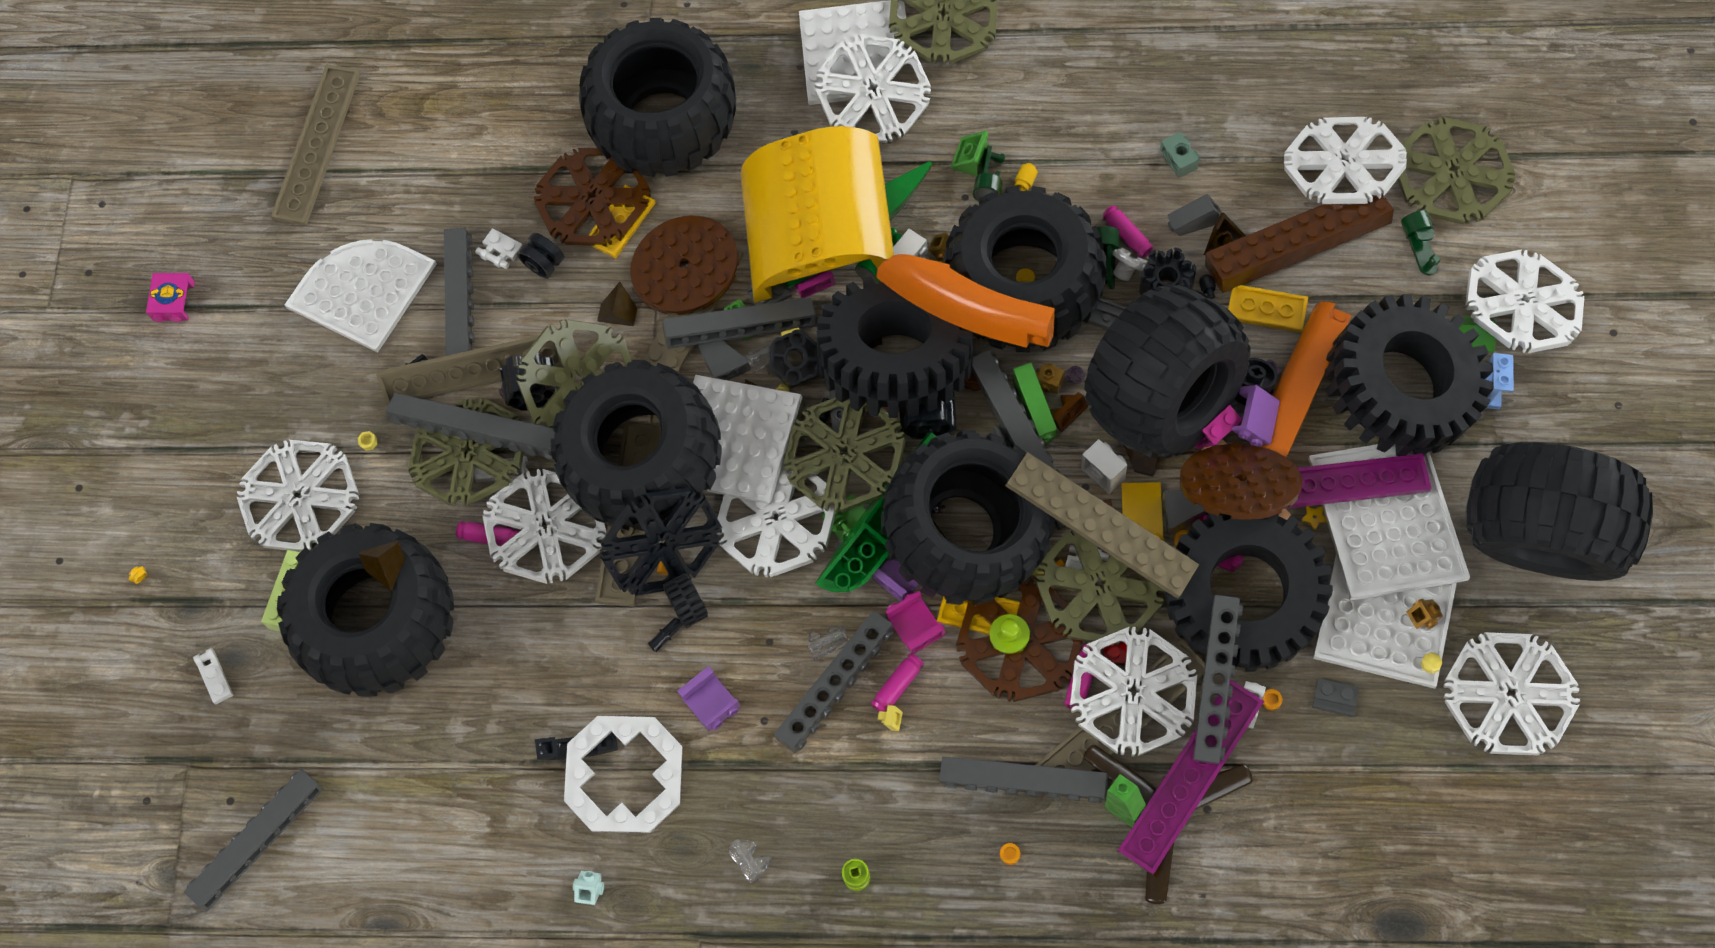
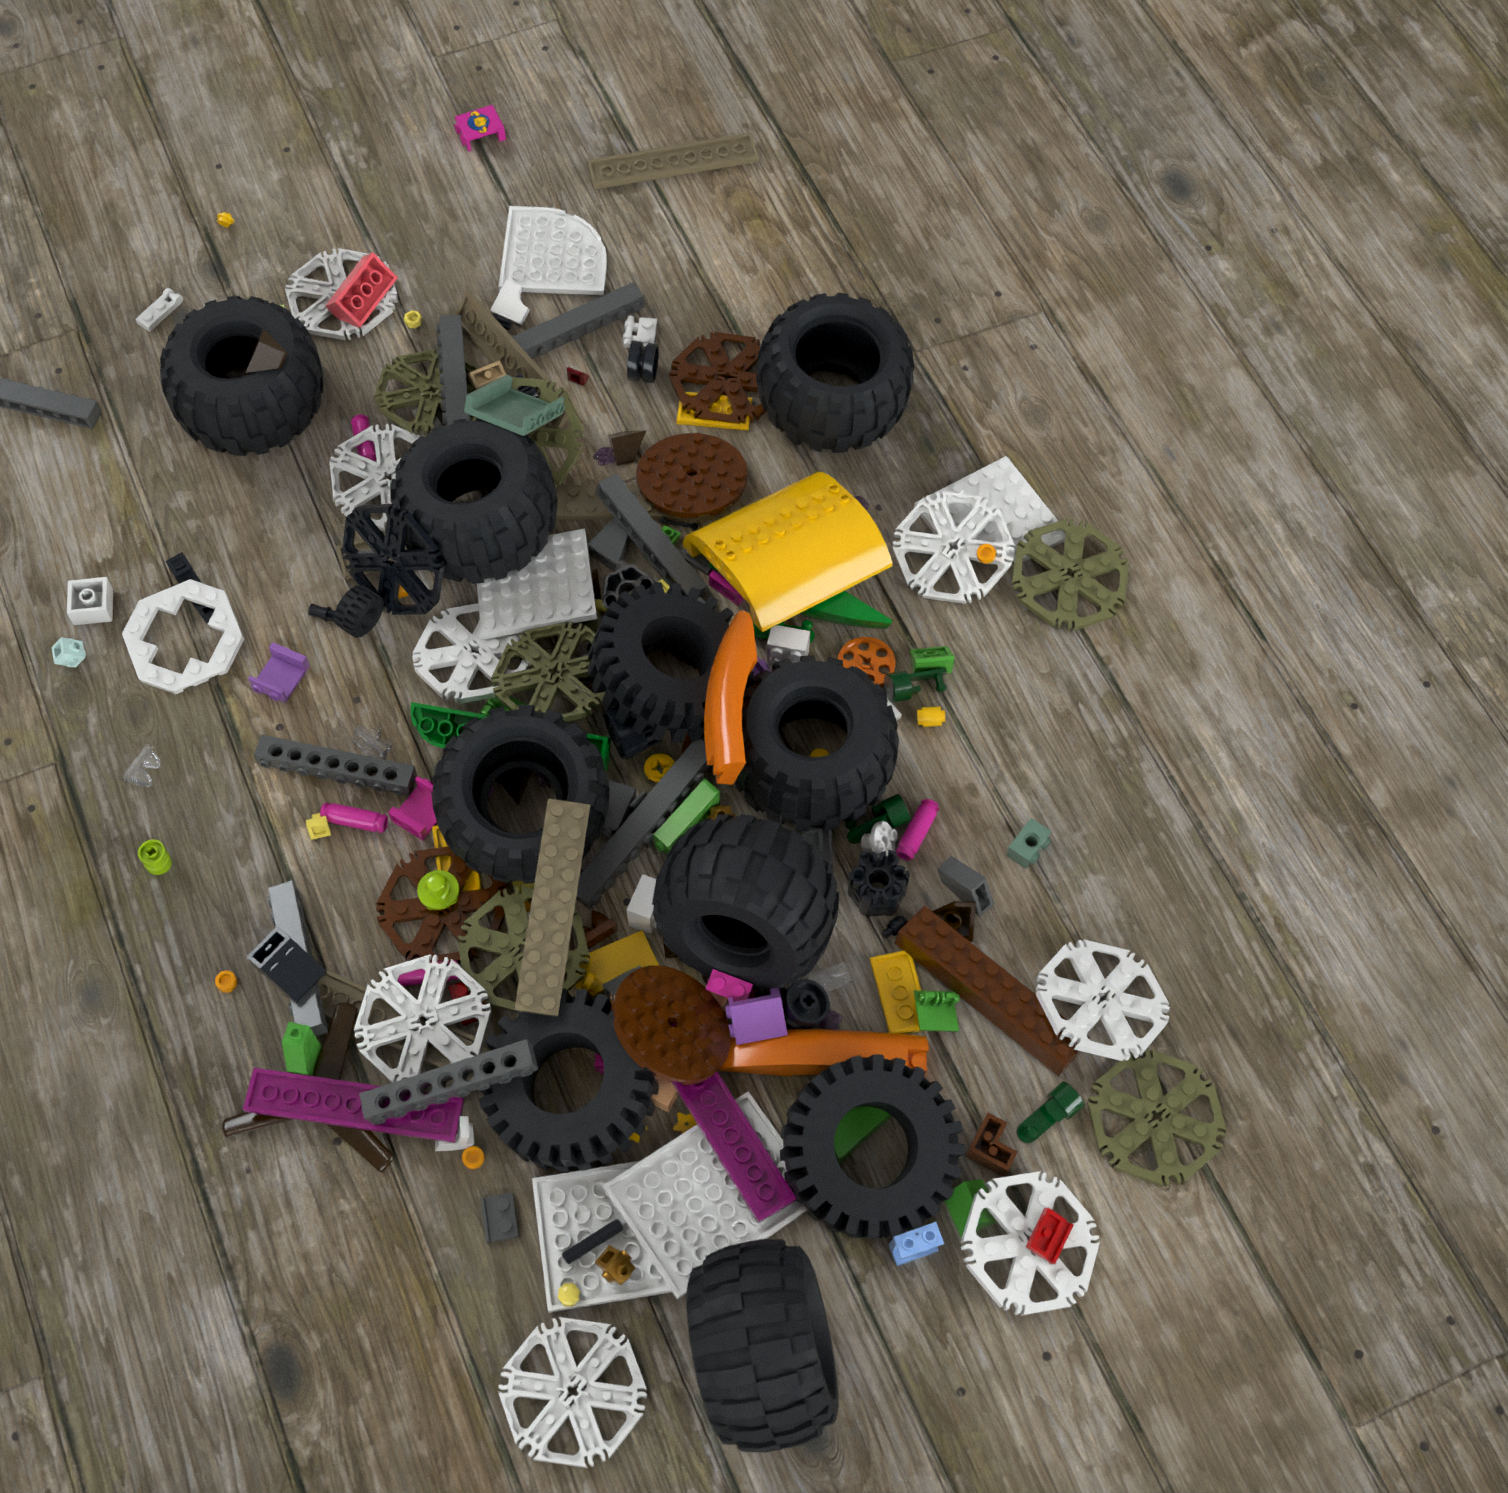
camera: 55 degrees right, 5 degrees down
(311, 472) = (361, 291): none -> coral slope
(401, 347) = (509, 303): none -> white tile
(474, 395) = (486, 375): none -> tan slope
(517, 321) = (577, 376): none -> dark red slope
(539, 848) = (90, 601): none -> white brick
(570, 365) = (511, 408): none -> sand green panel
(620, 325) = (602, 452): none -> clear purple plate
(735, 286) = (694, 526): none -> black hinge
(896, 64) = (986, 553): none -> light orange tile
(940, 207) = (869, 656): none -> orange wedge
(964, 403) = (651, 765): none -> yellow gear
(1037, 782) = (286, 964): none -> black slope
(1297, 285) = (936, 1010): none -> bright green hinge
(1392, 626) = (592, 1241): none -> black axle
(1444, 292) = (988, 1150): none -> reddish brown brick
(1529, 282) = (1049, 1235): none -> red plate

